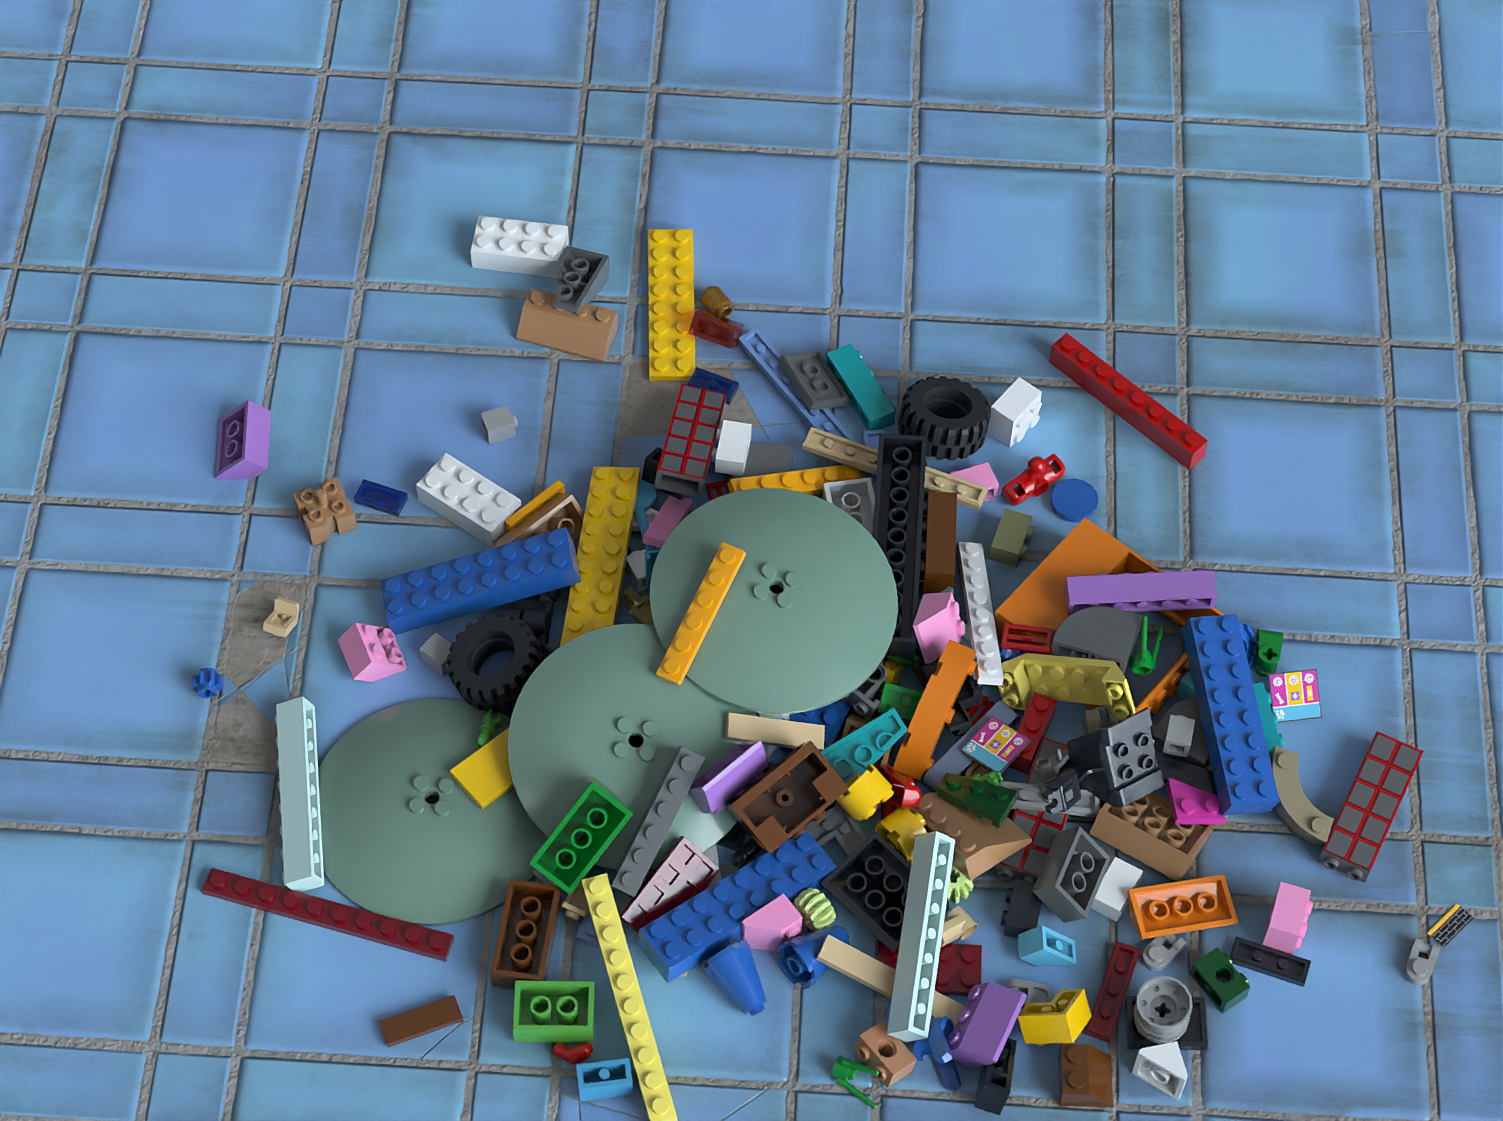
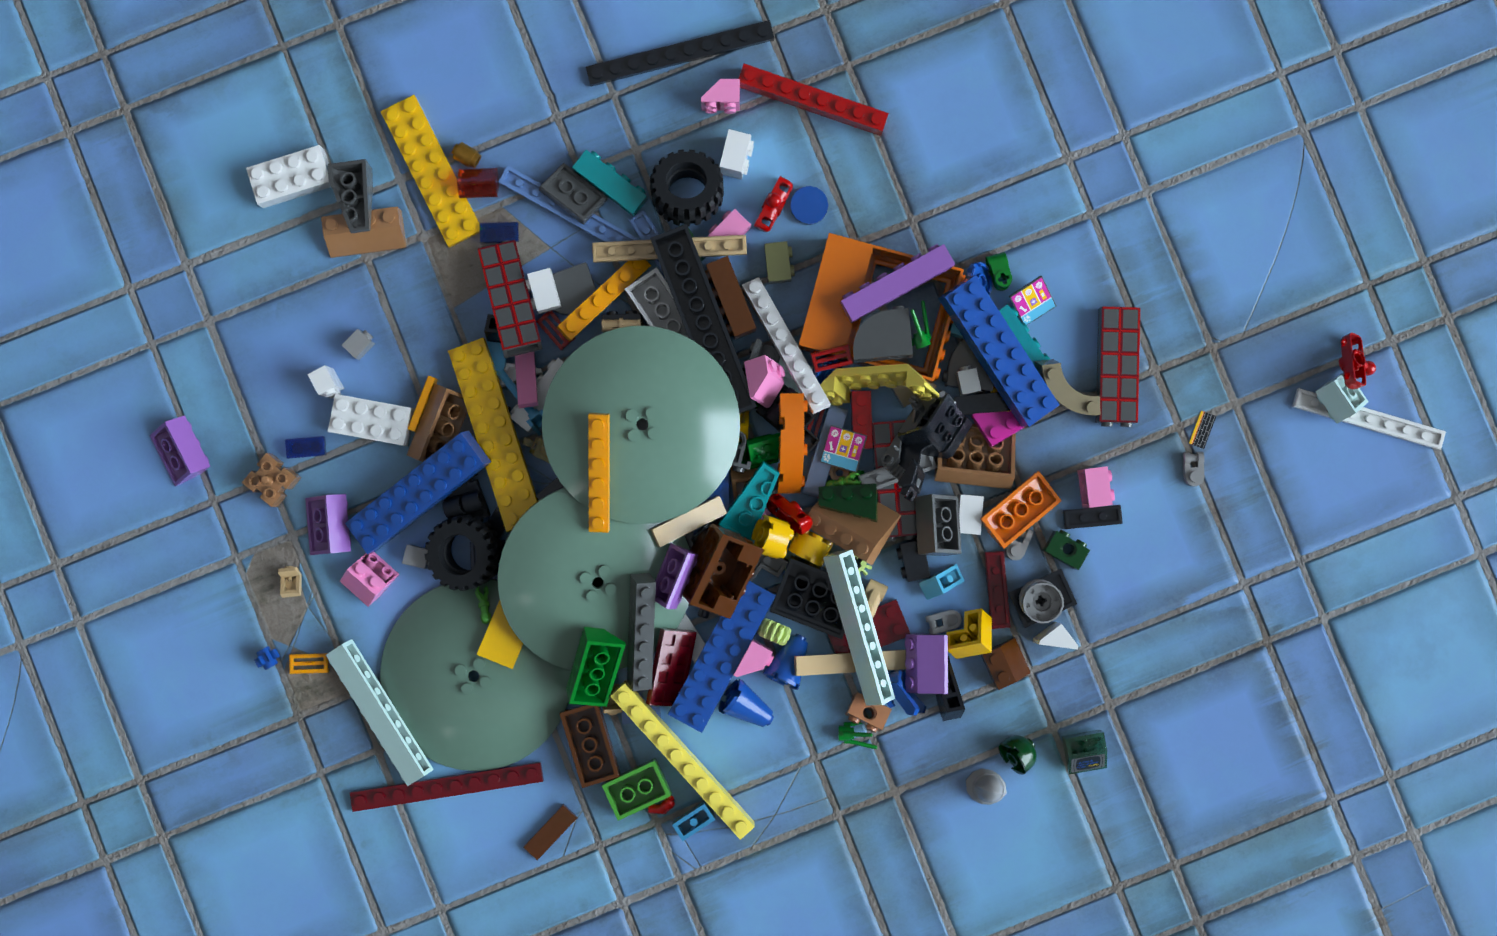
camera: 25 degrees left, 30 degrees up
(268, 721) = (325, 662): none -> light orange tile
(358, 580) = (327, 524): none -> medium lavender slope
(442, 436) = (326, 381): none -> white brick
(1000, 305) = (680, 53): none -> black plate
(1026, 354) = (722, 97): none -> bright pink slope

